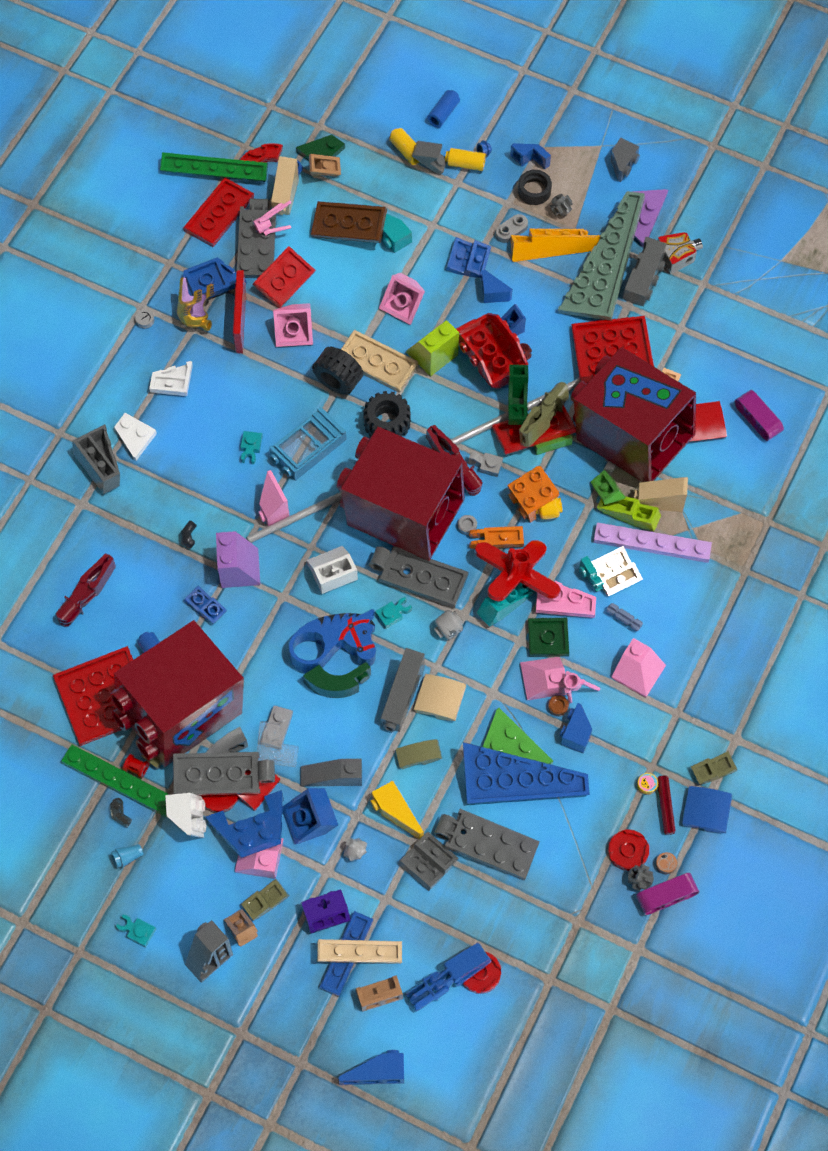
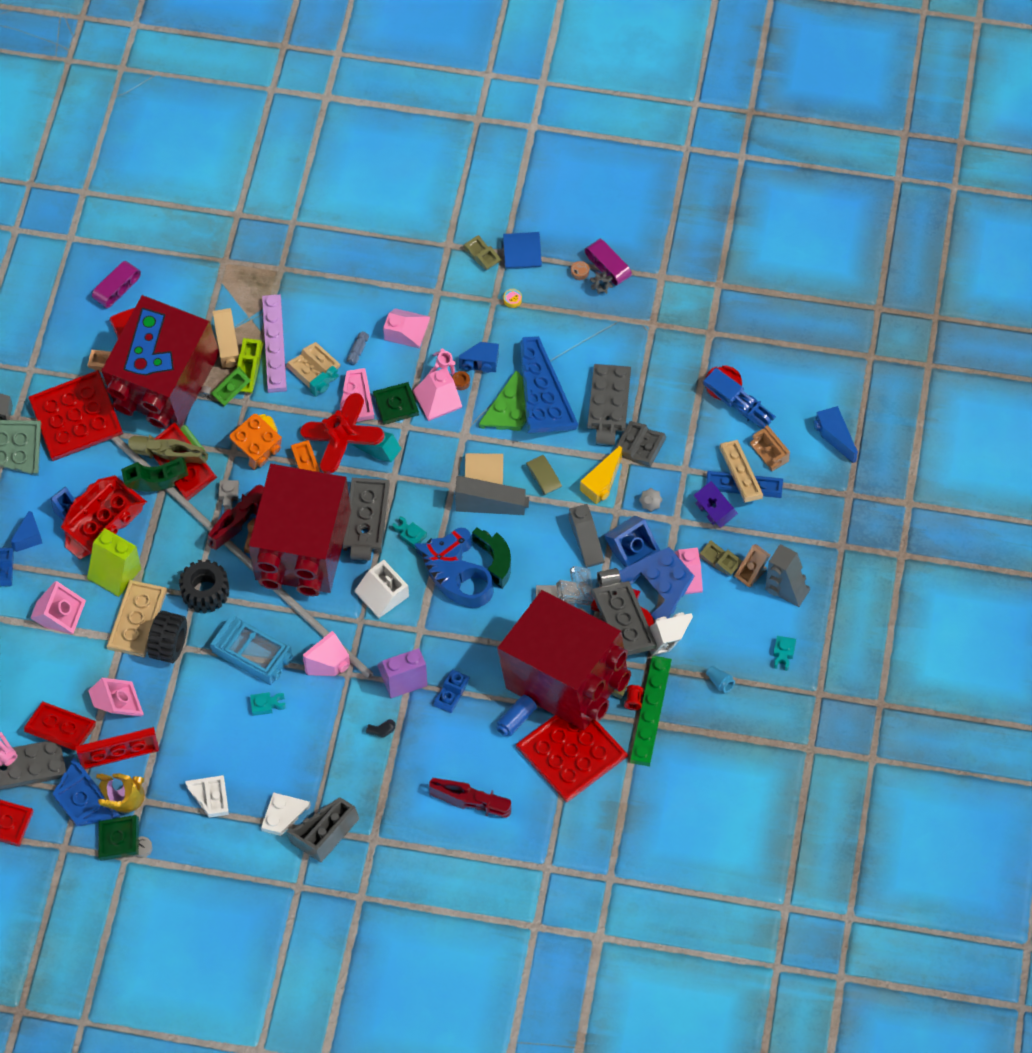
camera: 105 degrees left, 5 degrees down
(117, 812) = (683, 701): clear smoke arm -> none
(158, 301) = (118, 837): none -> dark green tile
(448, 625) = (410, 480): light grey head -> none
(628, 849) = (577, 300): red tile -> none
(666, 805) = (528, 280): dark red axle -> none

